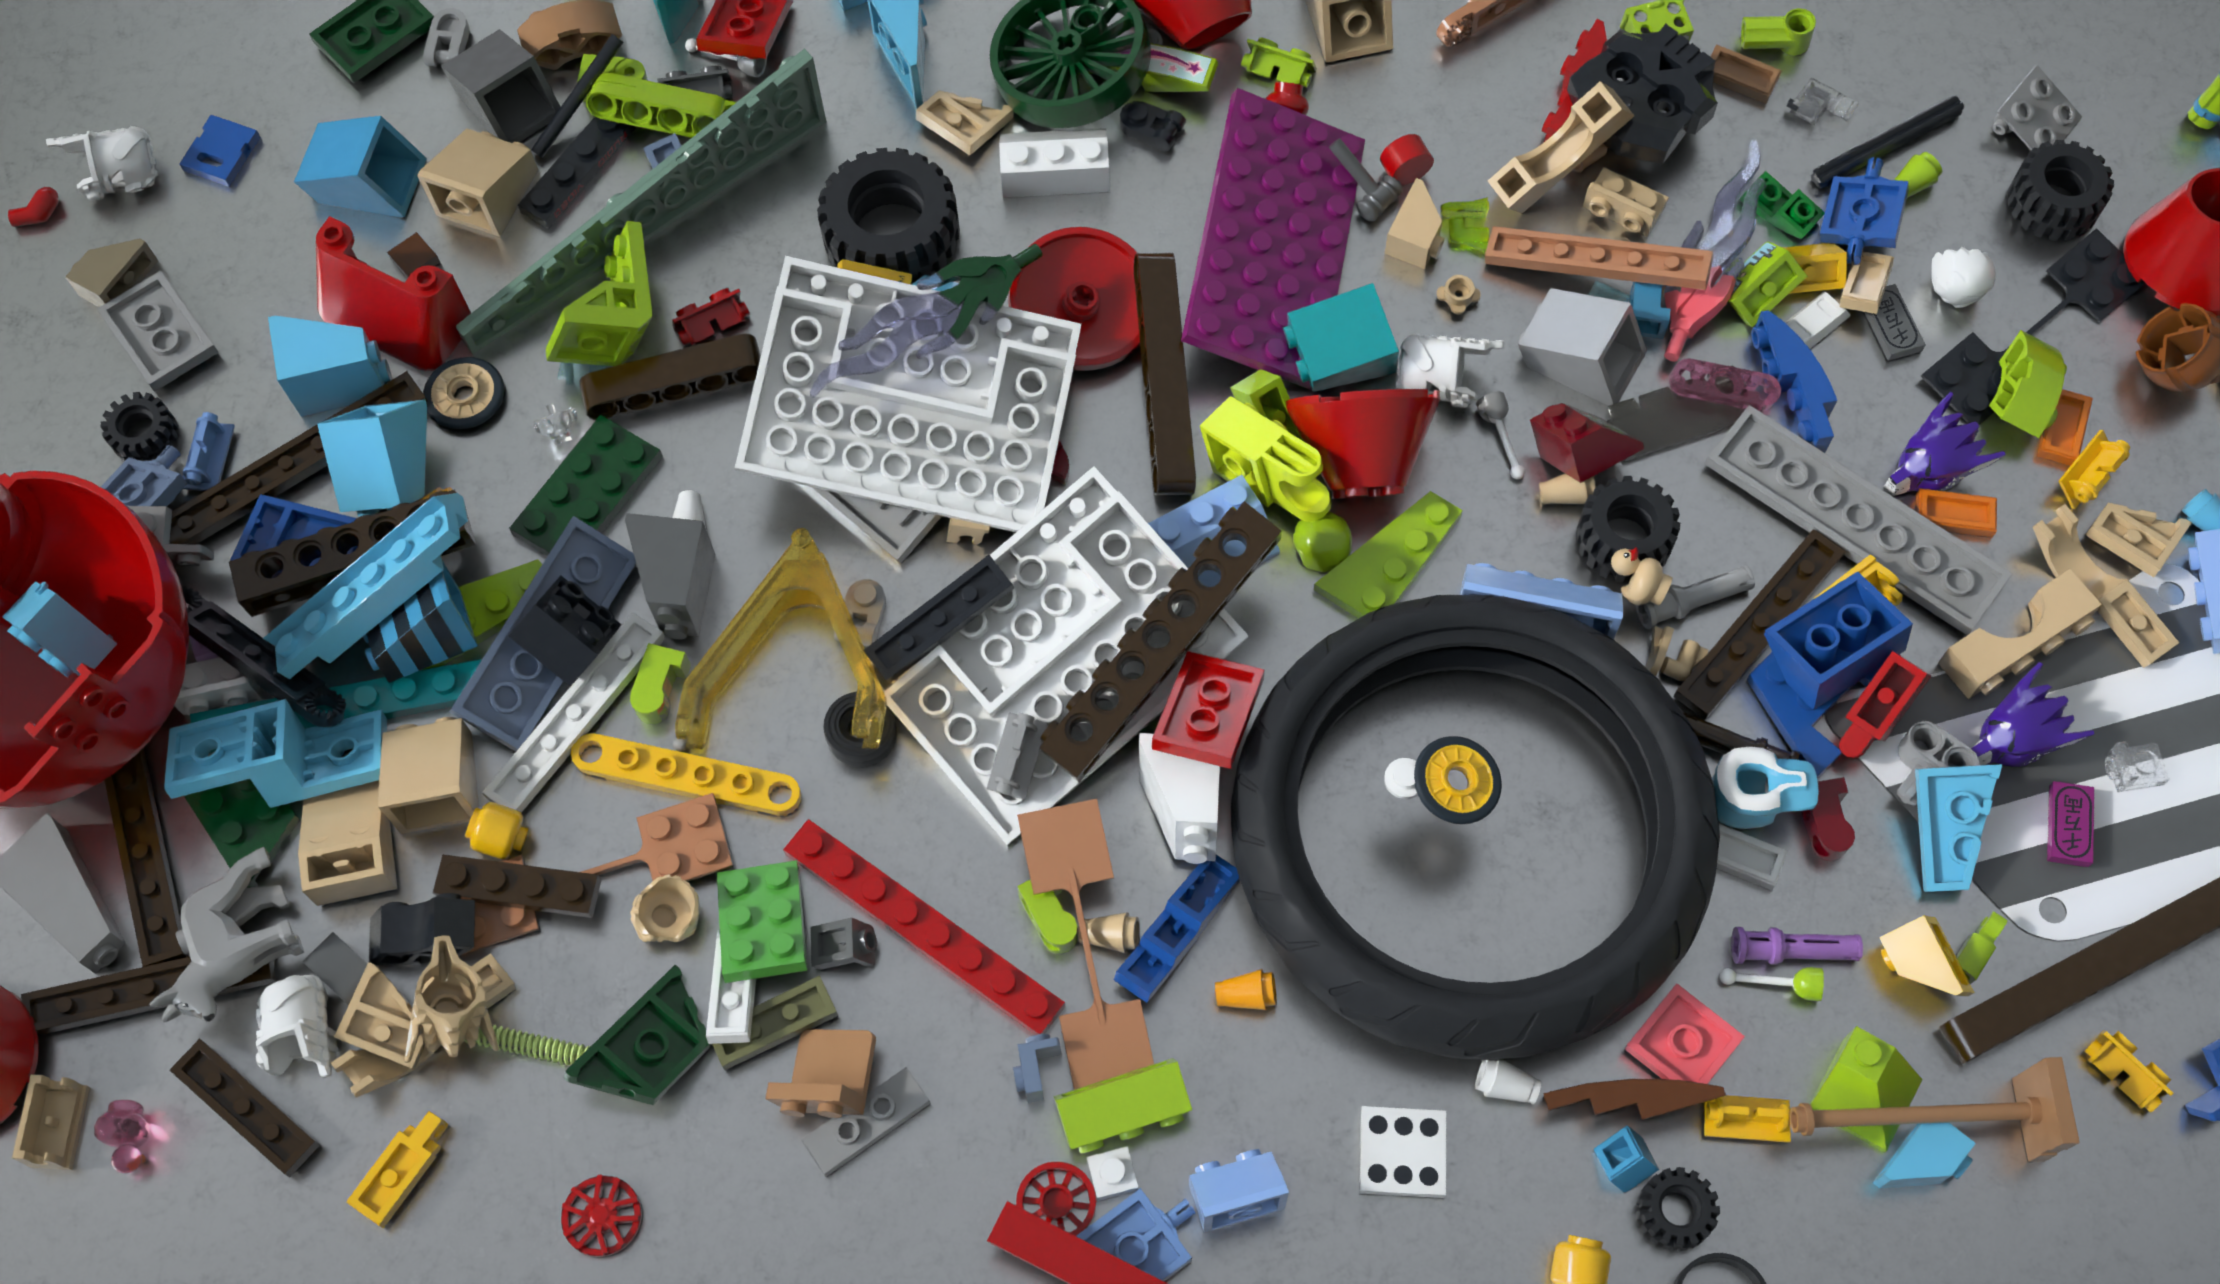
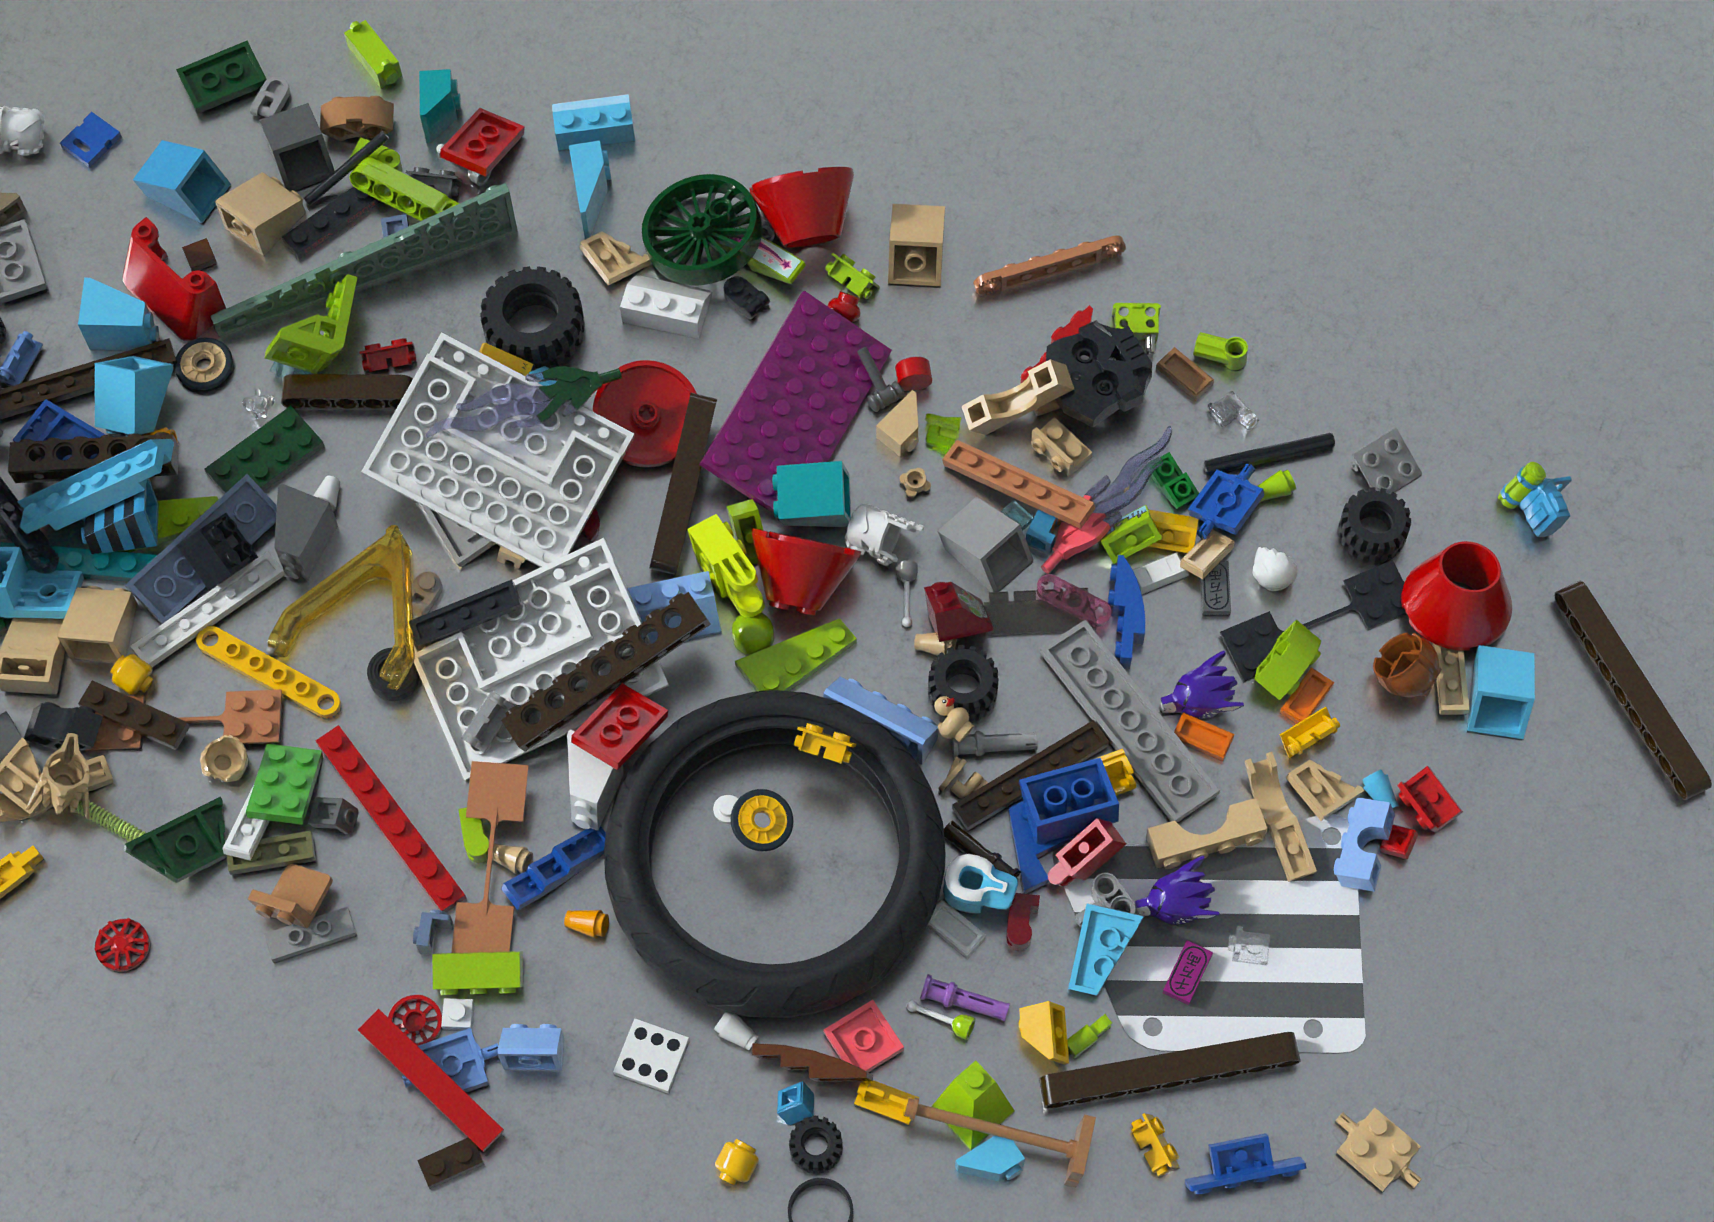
camera: 15 degrees right, 0 degrees up
(655, 682) = (268, 603): lime leg -> none
(1519, 653) = (835, 745): none -> yellow hinge

